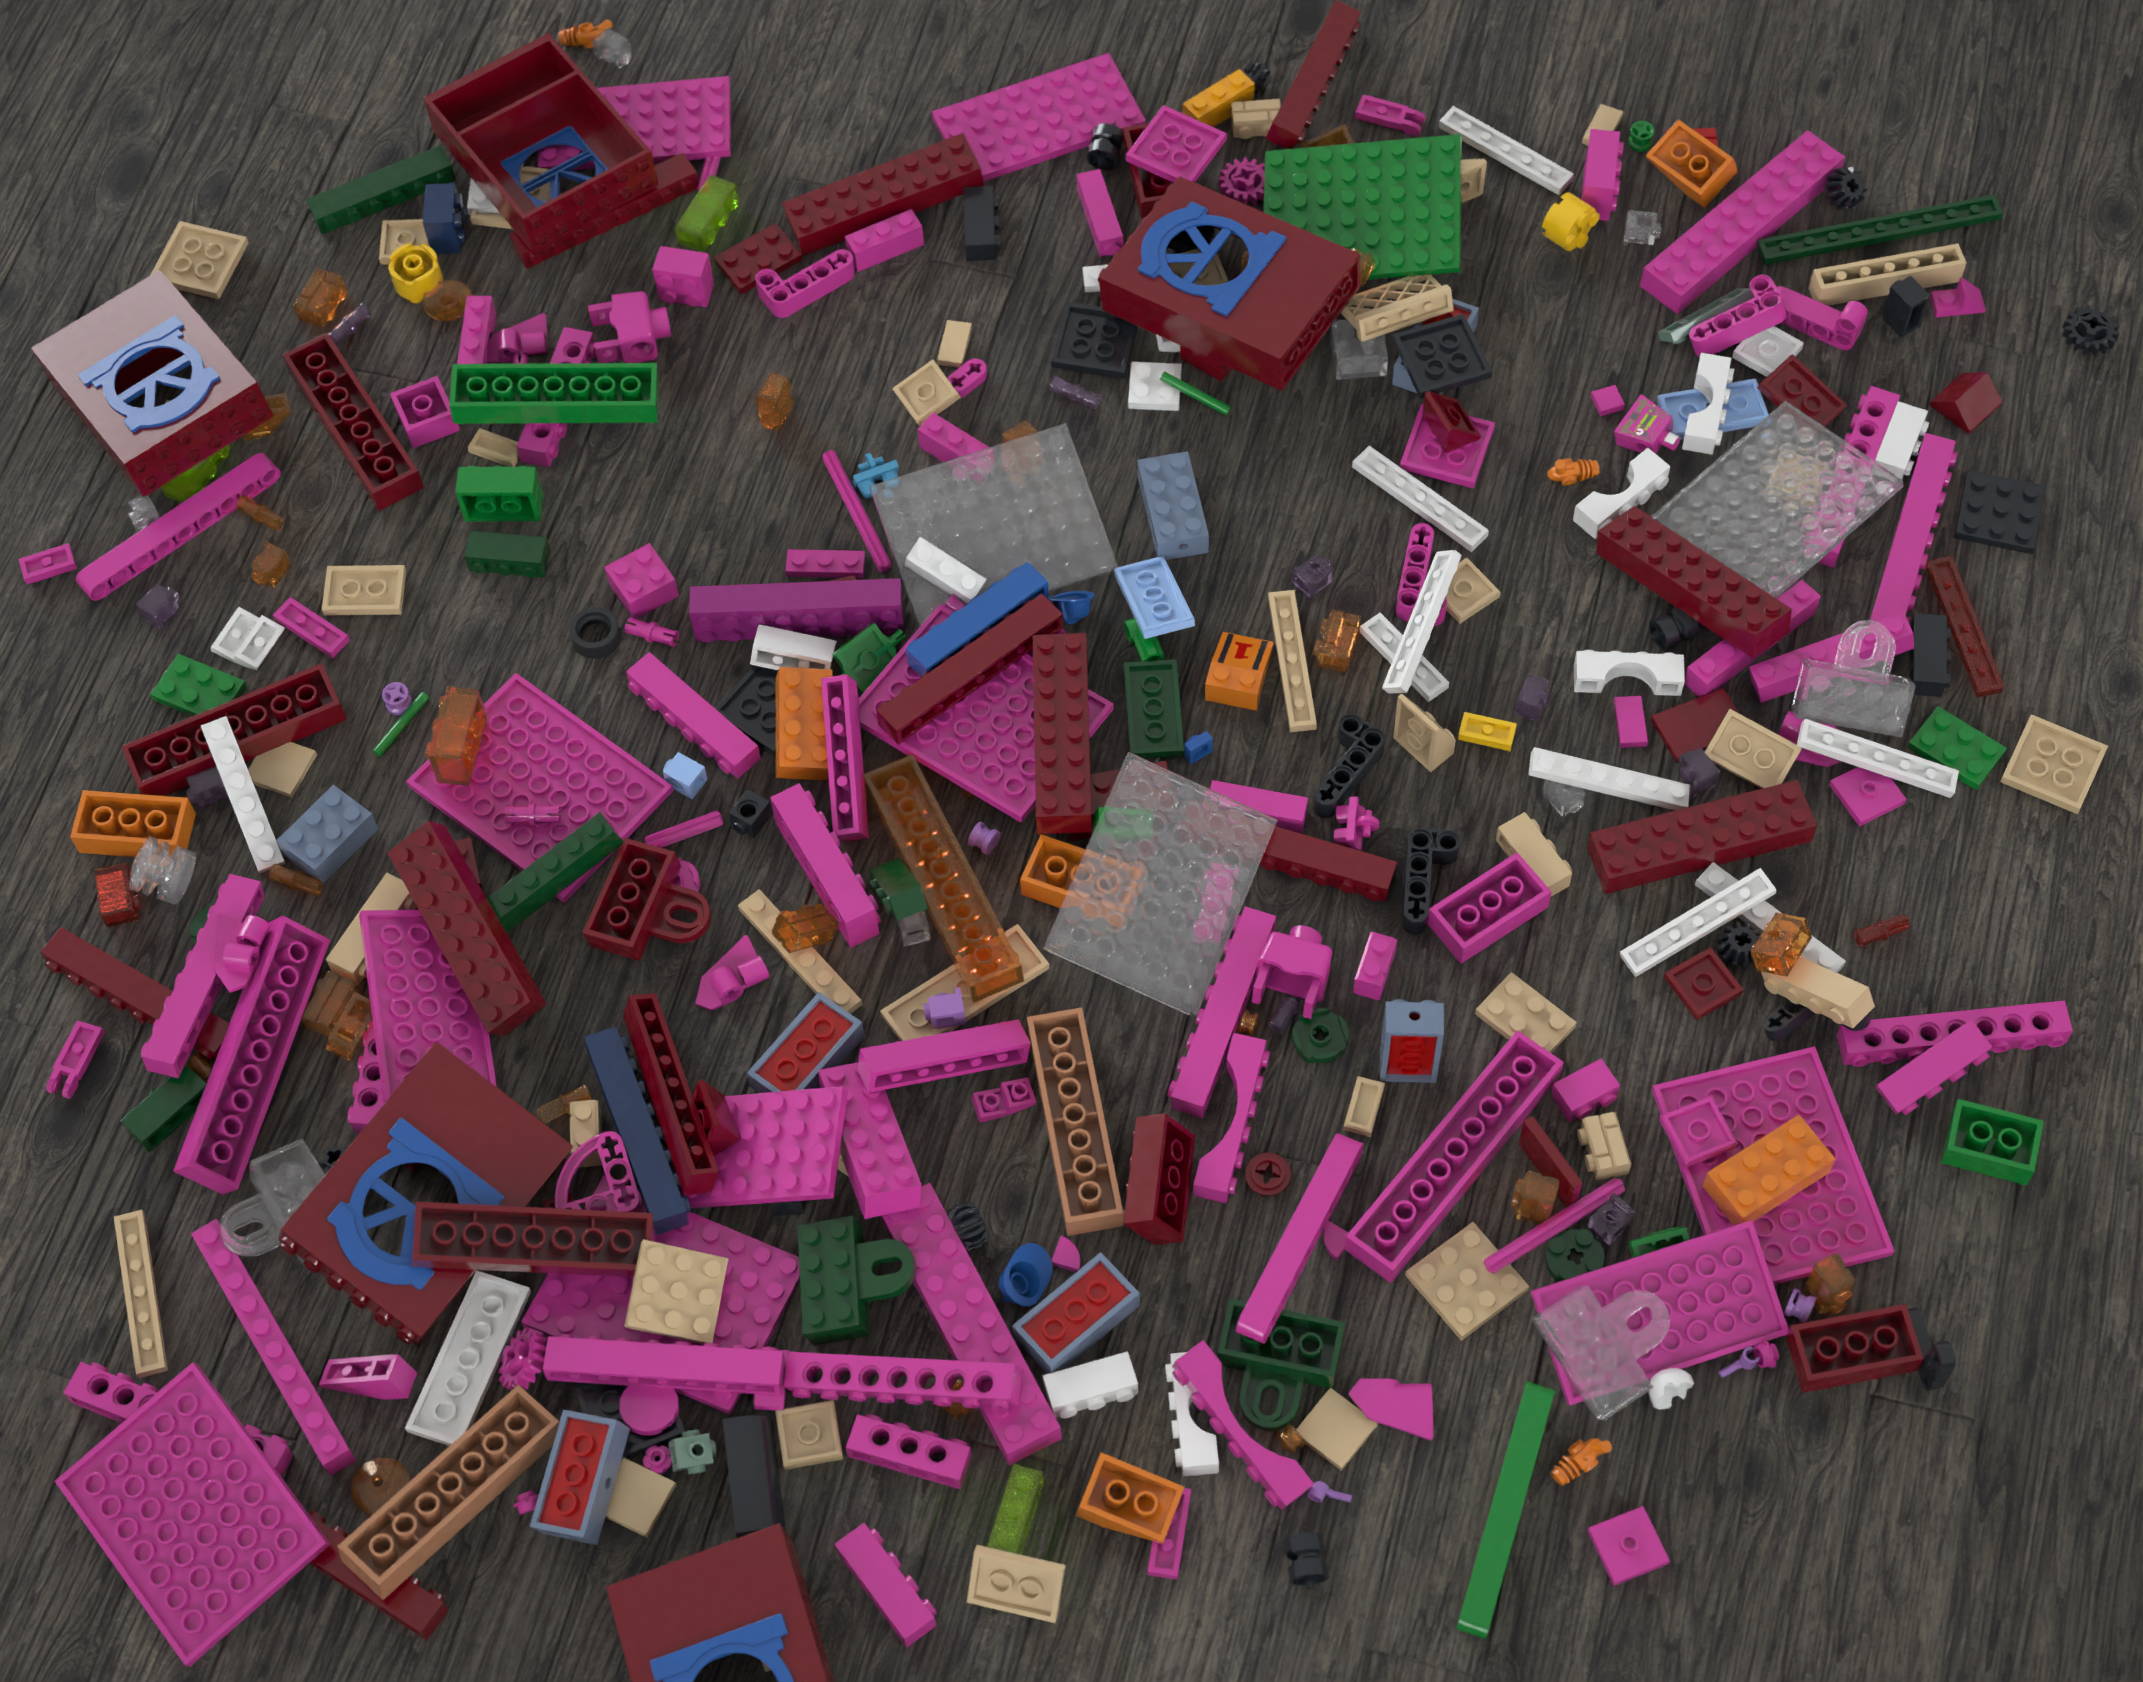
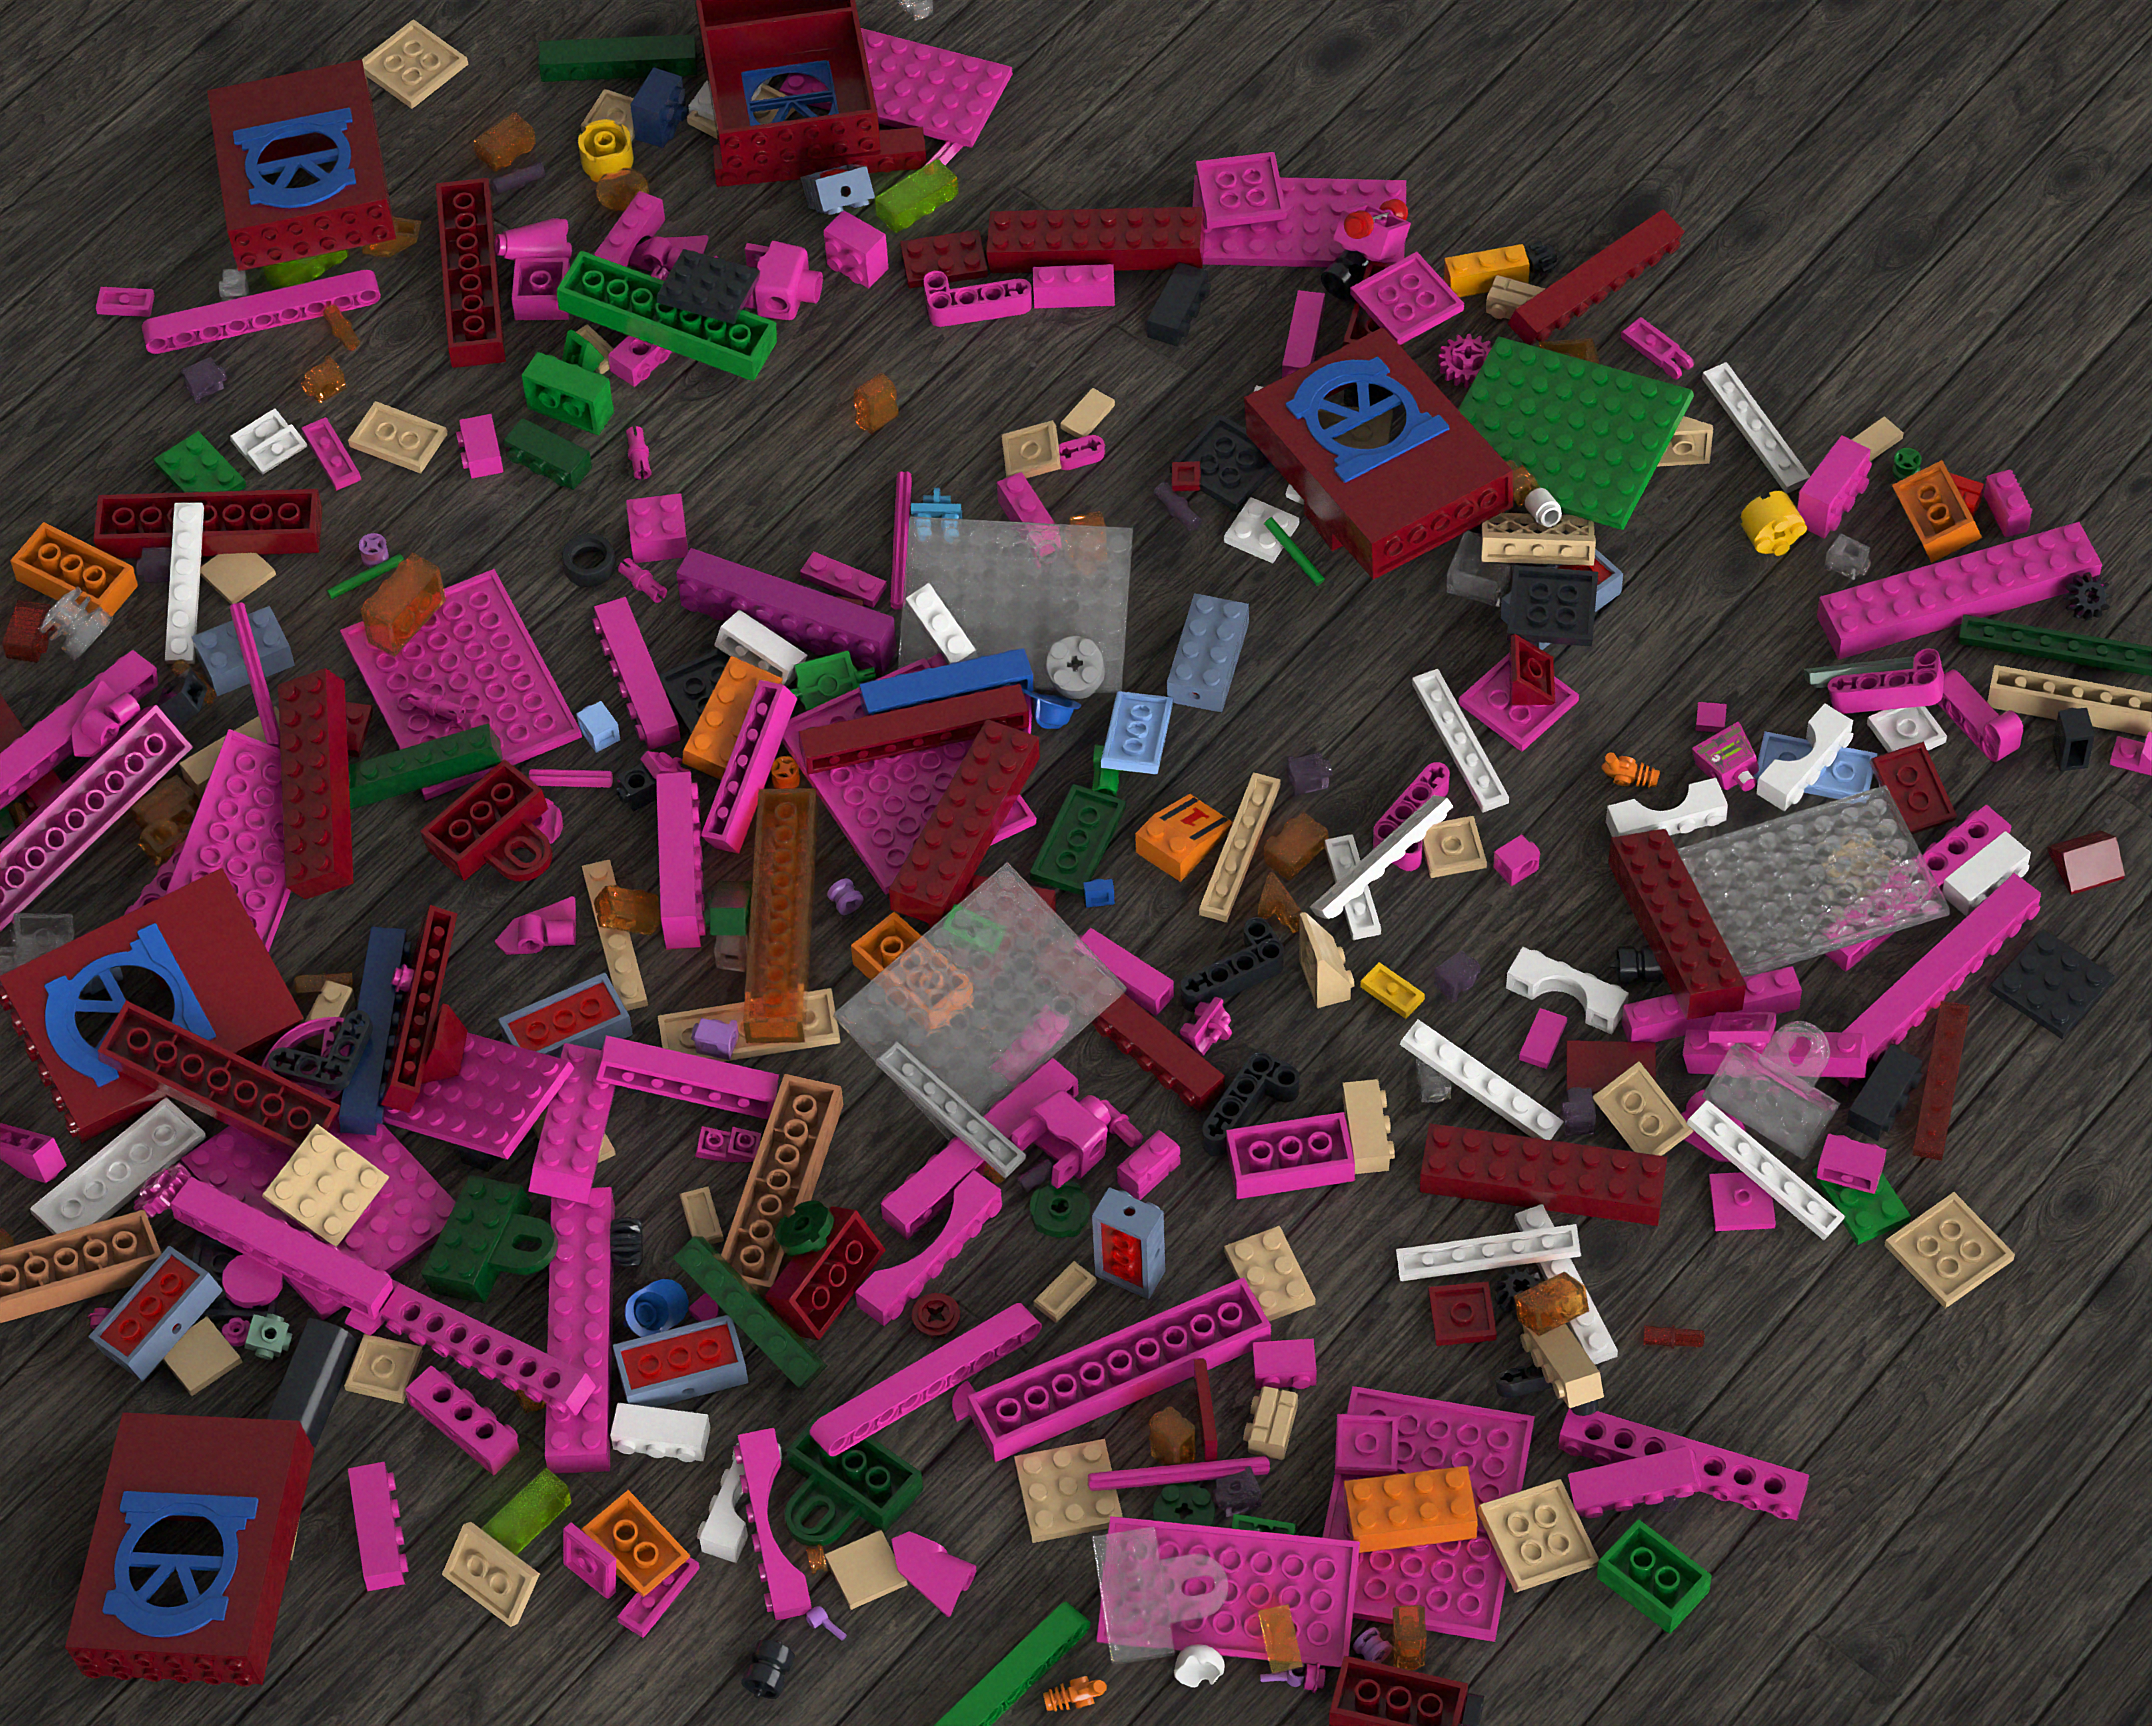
camera: 25 degrees right, 5 degrees down
(298, 898) = (182, 697): none -> black brick
(357, 851) = (255, 674): none -> dark pink axle
(400, 371) = (535, 240): none -> dark pink cone
(443, 569) = (480, 445): none -> dark pink piece
(491, 453) = (581, 352): none -> green slope
(582, 353) = (708, 286): none -> black plate
(586, 522) = (638, 452): none -> dark pink pin
(624, 1174) = (334, 1063): none -> black beam
(641, 1072) = (402, 978): none -> dark pink plate
(644, 229) = (838, 187): none -> sand blue brick
(764, 787) = (662, 763): none -> dark pink plate
(872, 744) = (788, 767): none -> orange wheel
(982, 108) = (1241, 190): none -> dark pink plate
(1015, 1174) = (701, 1215): none -> tan tile
(1072, 364) = (1186, 476): none -> dark red plate
(1079, 547) = (1090, 670): none -> light grey brick
(1098, 1532) = (589, 1561): none -> dark pink plate
(1115, 100) = (1374, 230): none -> dark pink brick
(1117, 1243) = (750, 1311): none -> dark green brick
(1138, 1156) = (805, 1228): none -> dark green plate
(1188, 988) = (950, 1109): none -> light grey tile
(1336, 943) = (1122, 1127): none -> dark pink axle
(1352, 692) = (1278, 901): none -> clear orange slope
(1387, 277) = (1543, 507): none -> white brick
(1524, 580) = (1516, 860): none -> dark pink brick
(1727, 1334) = (1280, 1639): none -> clear yellow plate
(1739, 136) = (2007, 503): none -> dark pink brick
(1807, 646) = (1742, 1027): none -> dark pink plate
(1880, 1148) = (1537, 1535): none -> tan plate
(1944, 724) = (1851, 1163): none -> dark pink brick

